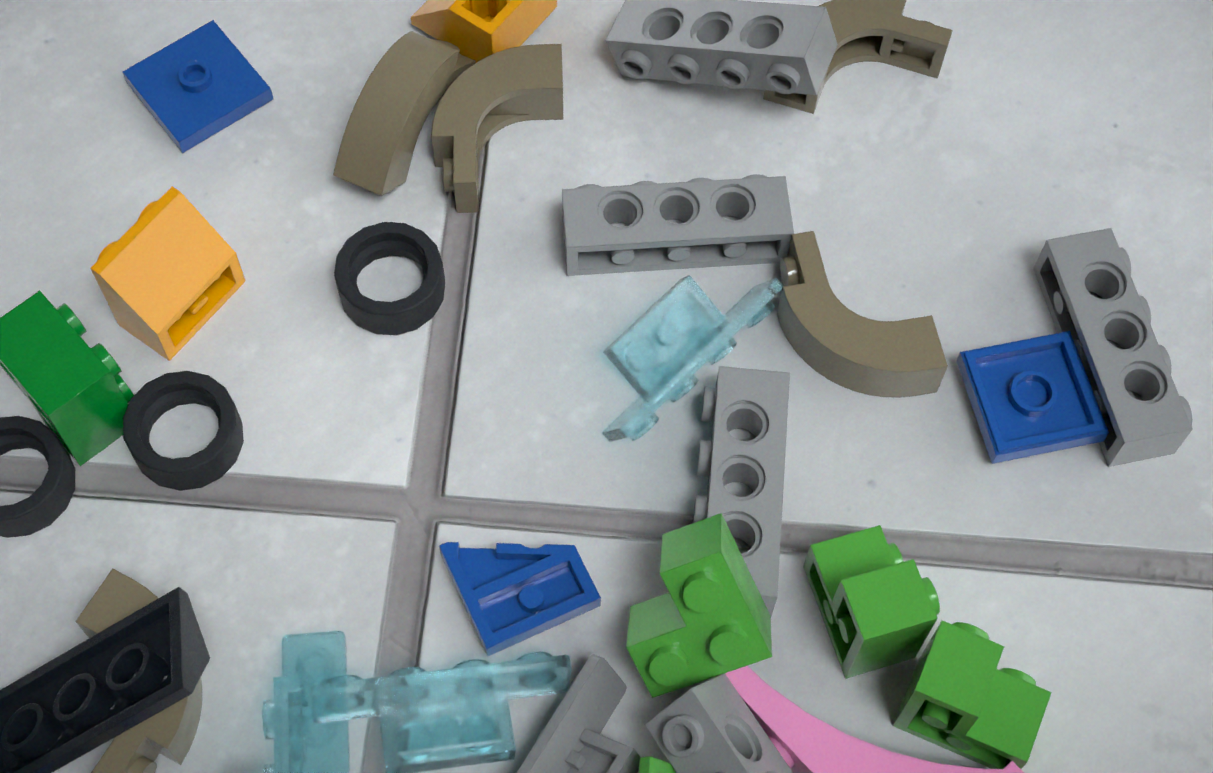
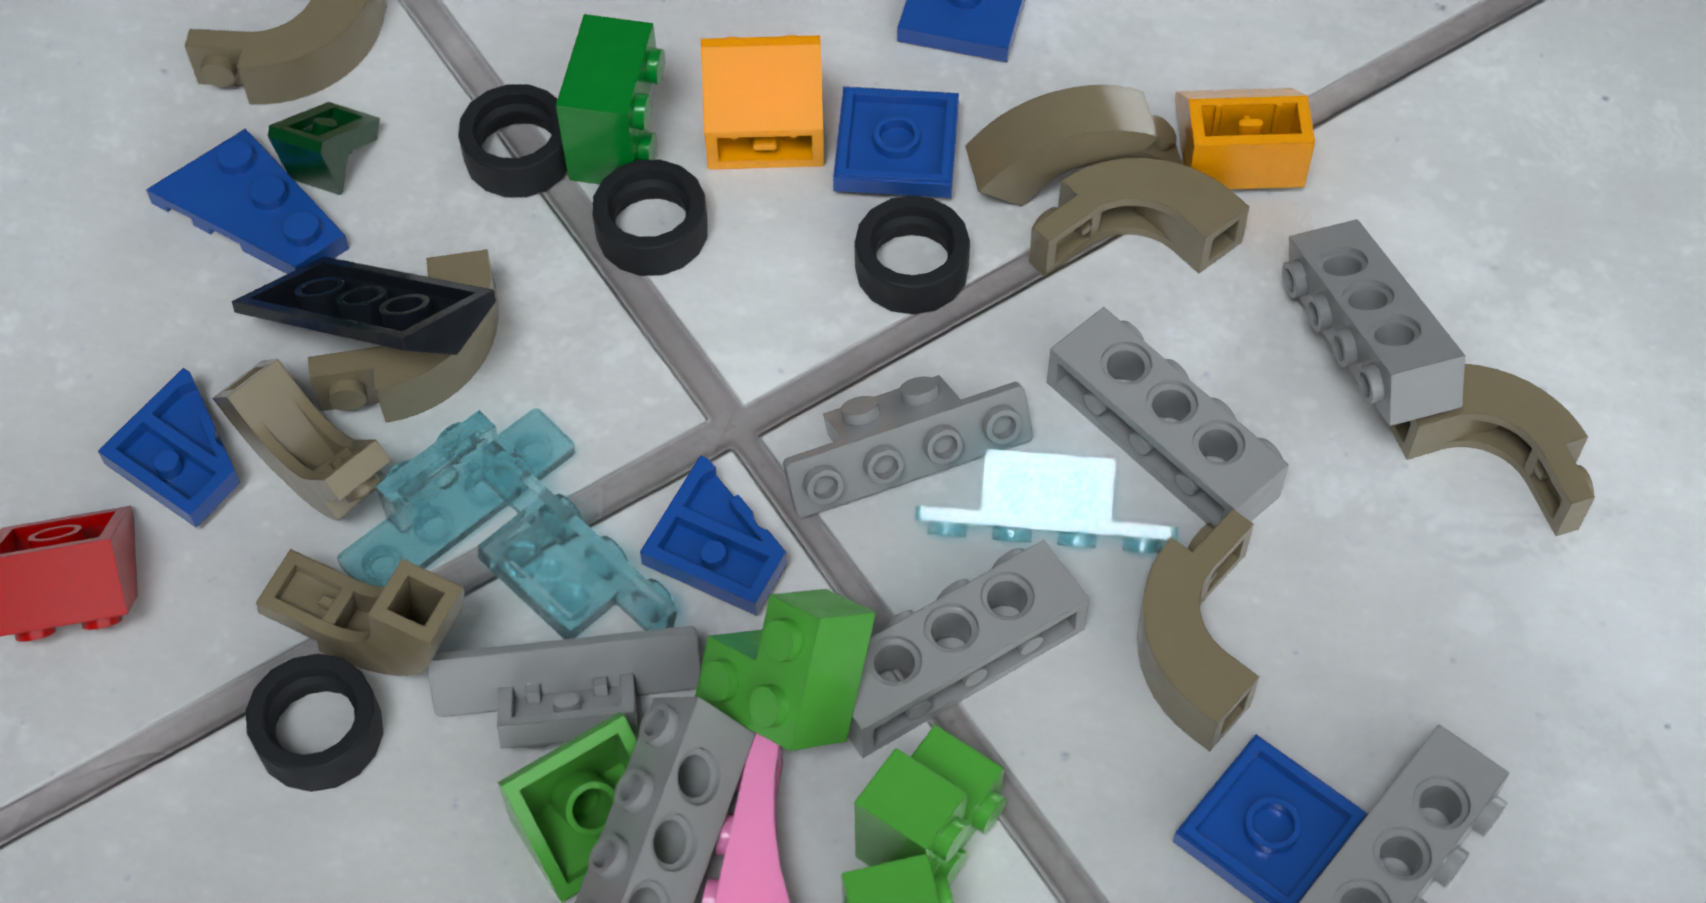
camera: 55 degrees right, 5 degrees down
(280, 217) = (896, 142): none -> blue plate
(537, 398) = (902, 439): none -> light grey bracket

